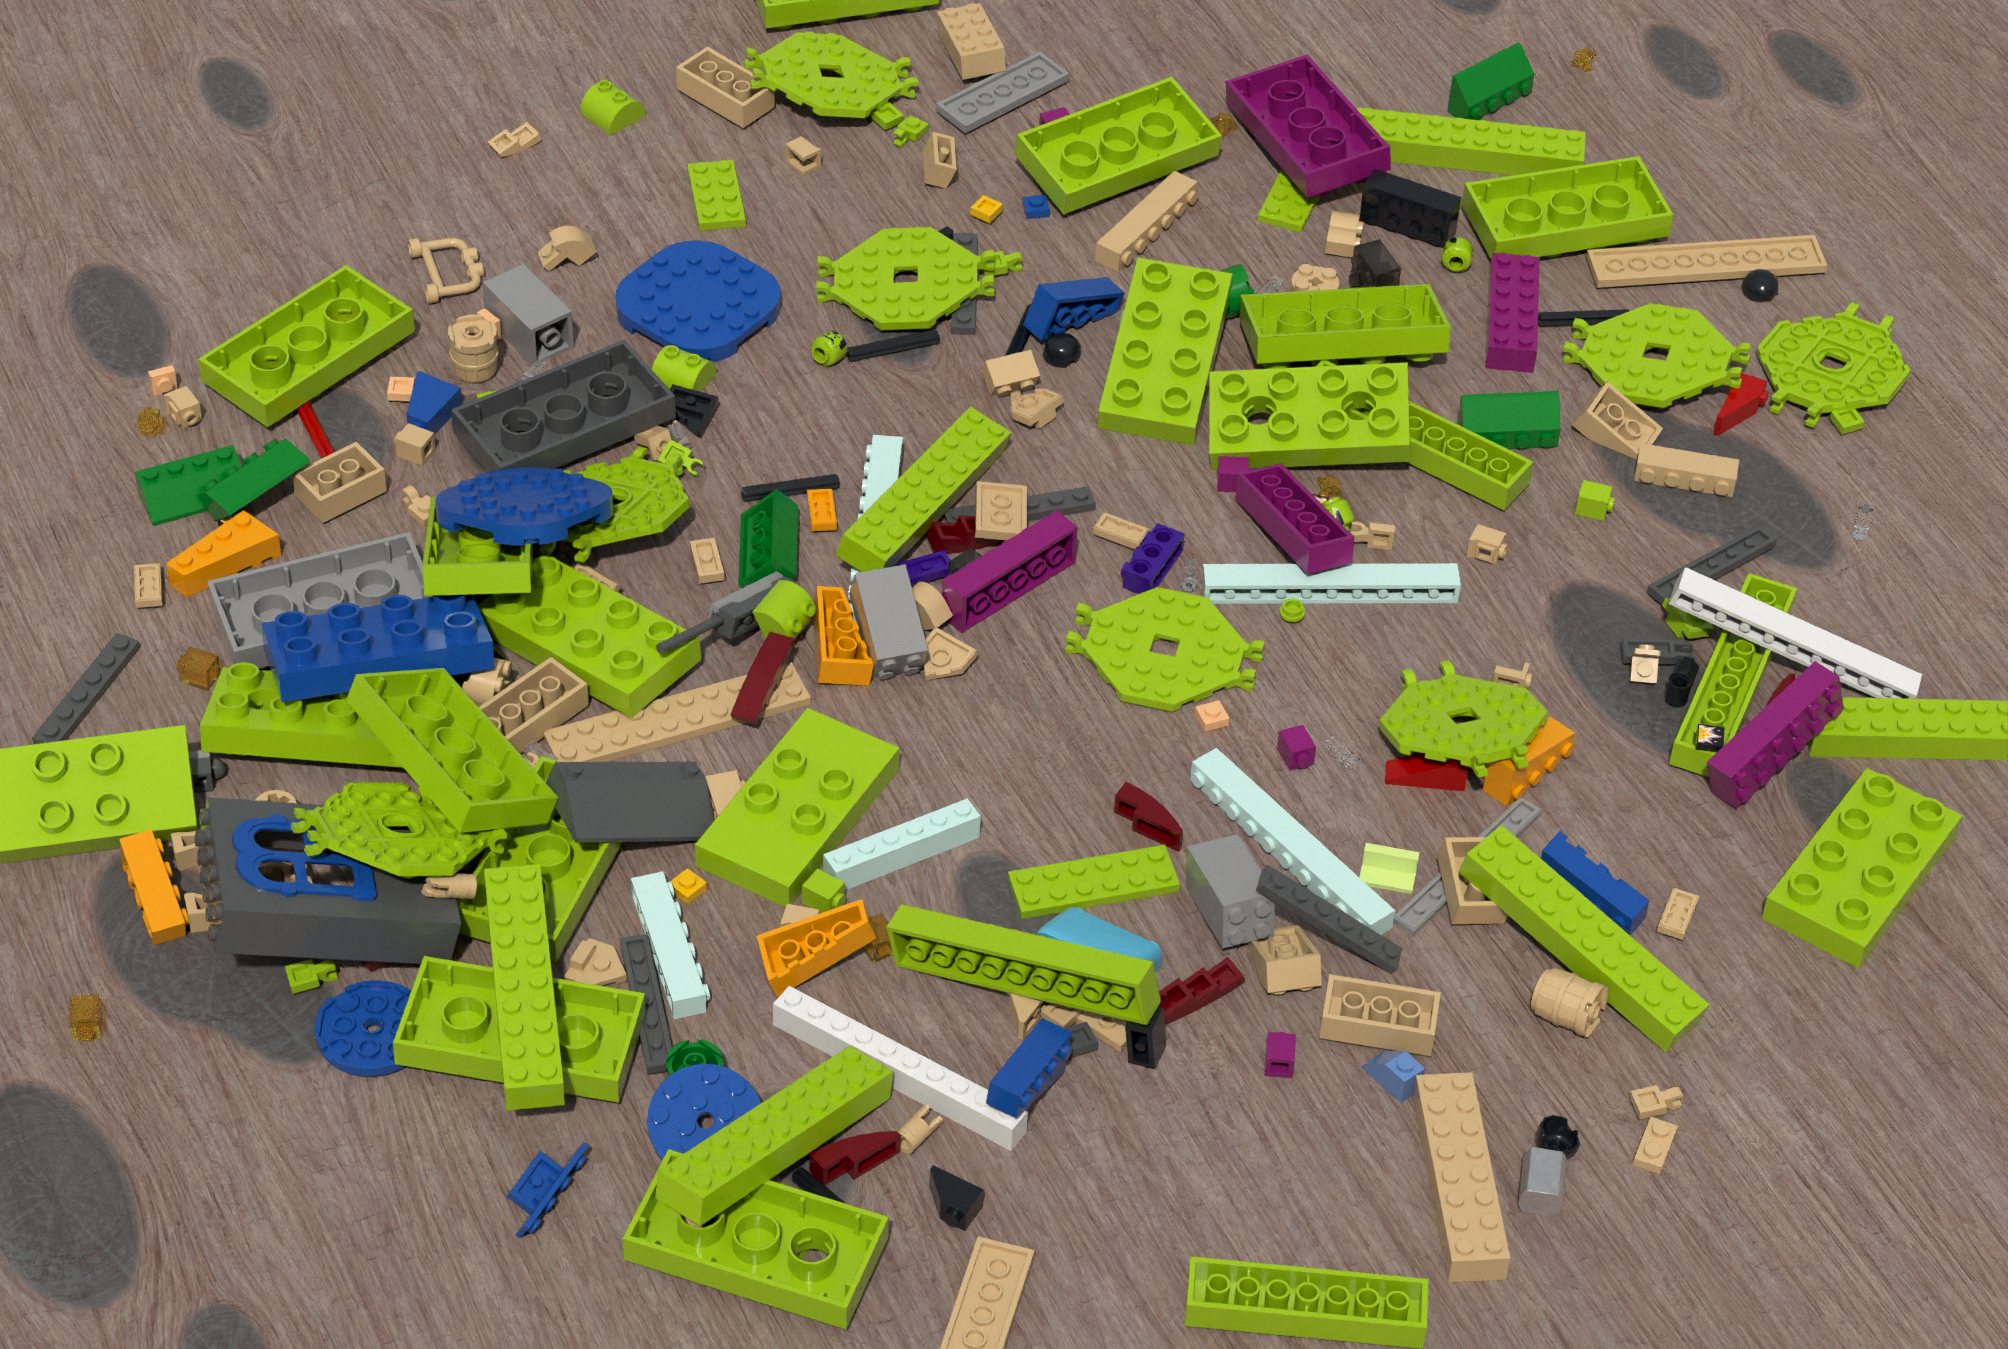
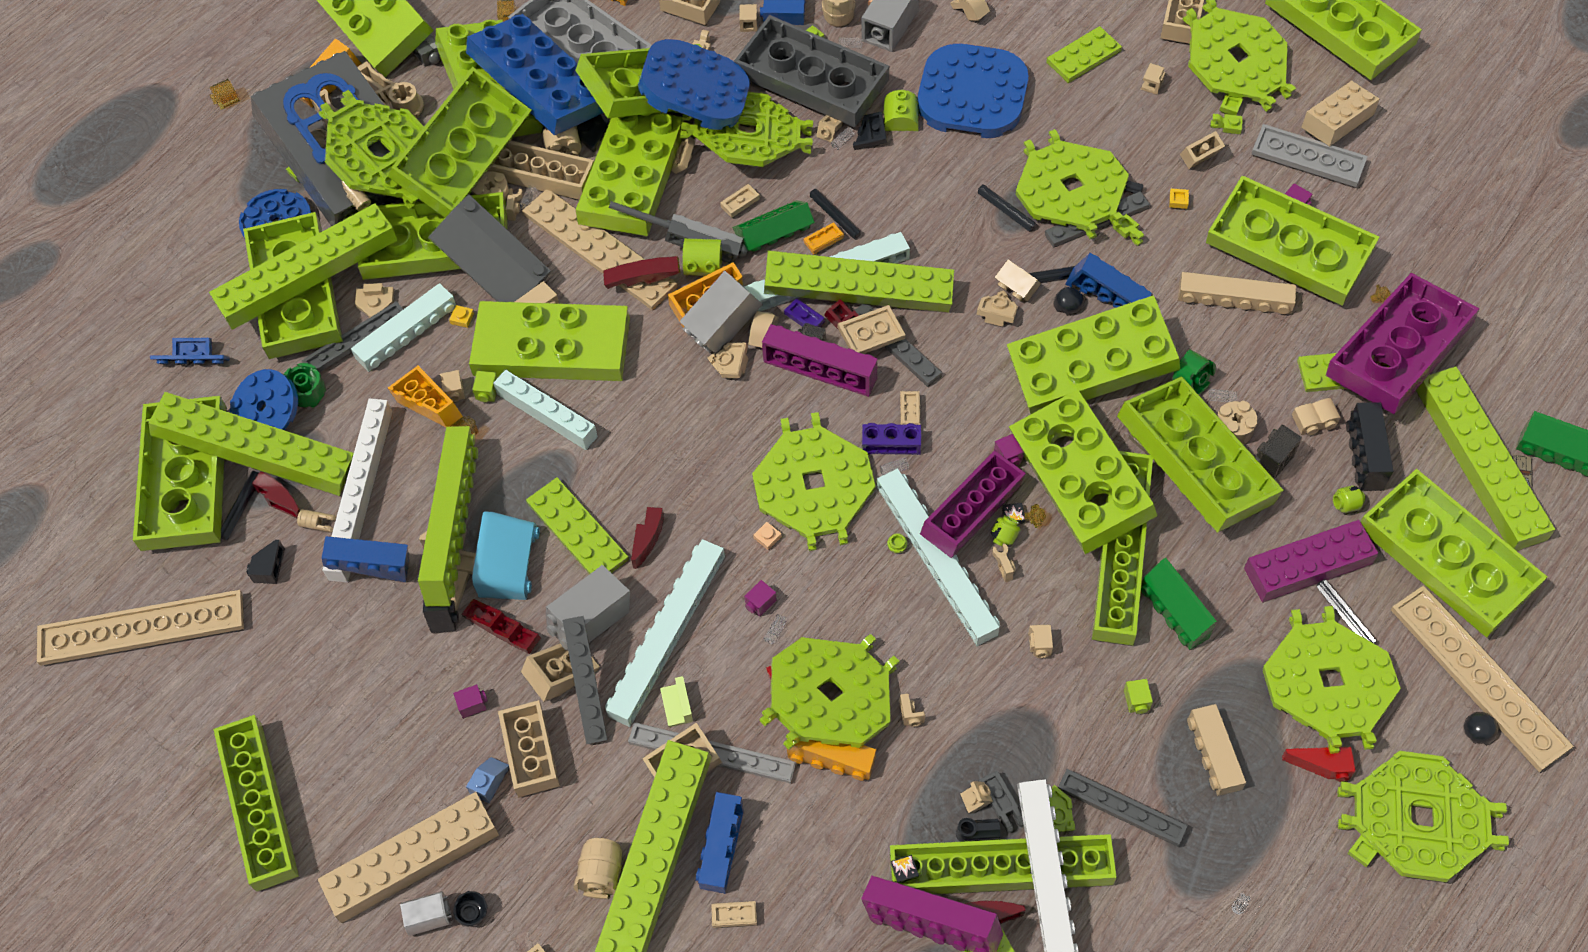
camera: 70 degrees right, 15 degrees up
(686, 462) = (820, 145): lime plate -> none
(829, 348) = (974, 175): lime head -> none
(1036, 206) = (1203, 224): blue plate -> none
(1616, 422) = (1236, 682): tan slope -> none

